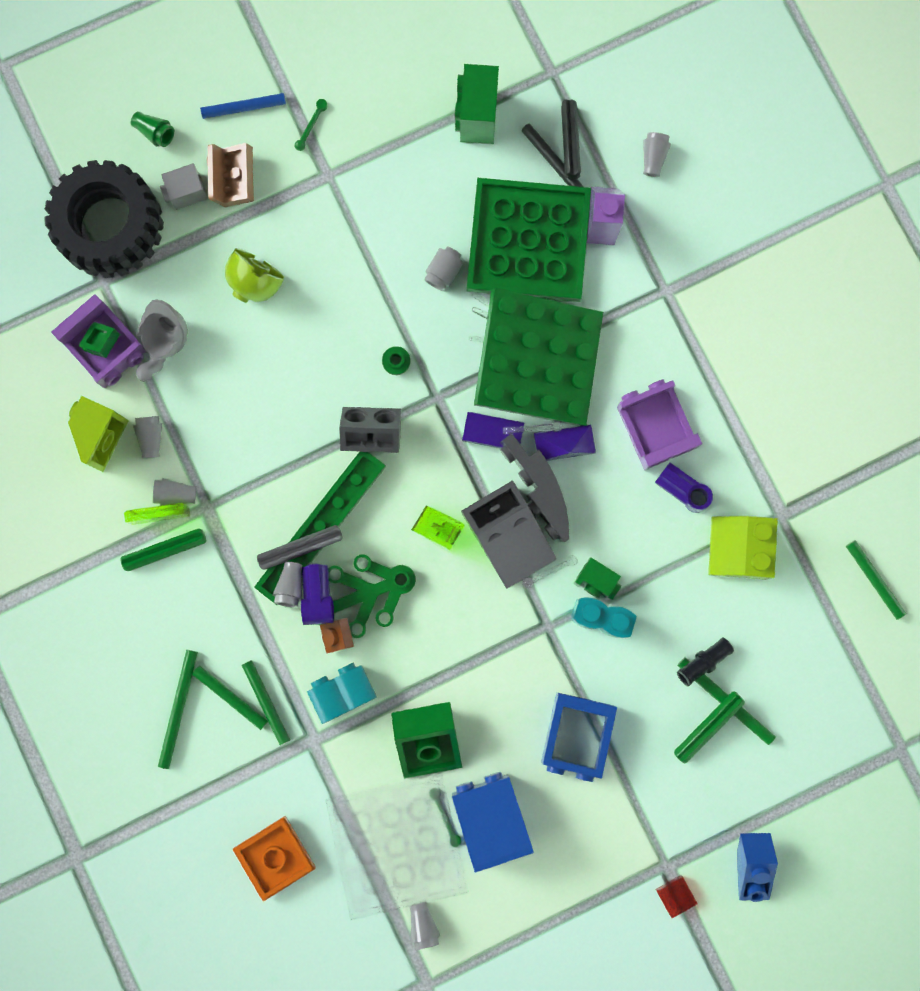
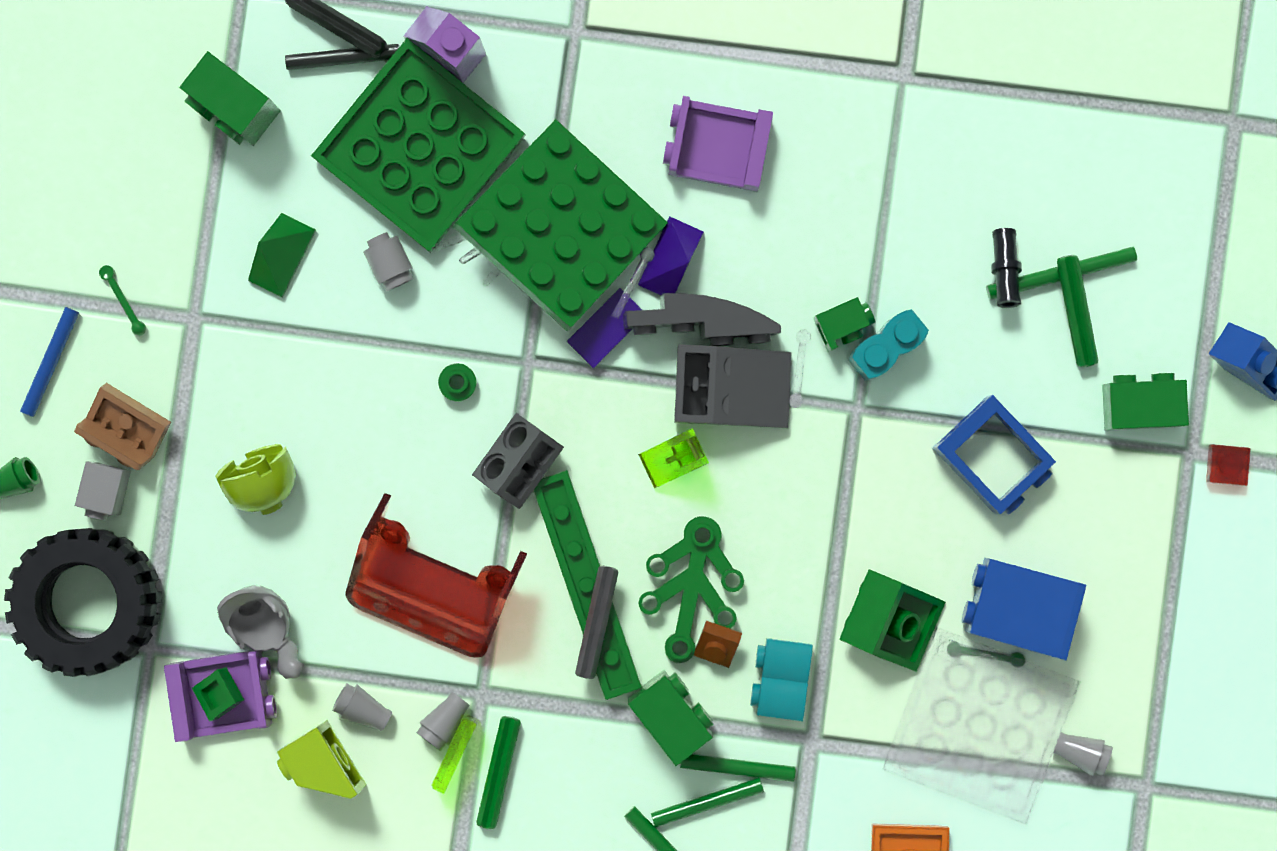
camera: 55 degrees left, 5 degrees up
(248, 424) = (426, 593): none -> clear red windscreen
(269, 635) = (671, 717): none -> green brick
(289, 587) = (633, 661): light grey cone -> none
(317, 603) = (669, 641): dark purple piece -> none
(403, 199) = (280, 254): none -> green slope
(679, 813) = (1145, 403): none -> green brick
(681, 486) = (803, 164): dark purple piece -> none
(743, 547) = (912, 143): lime slope -> none
(876, 580) = (1040, 24): green bar -> none

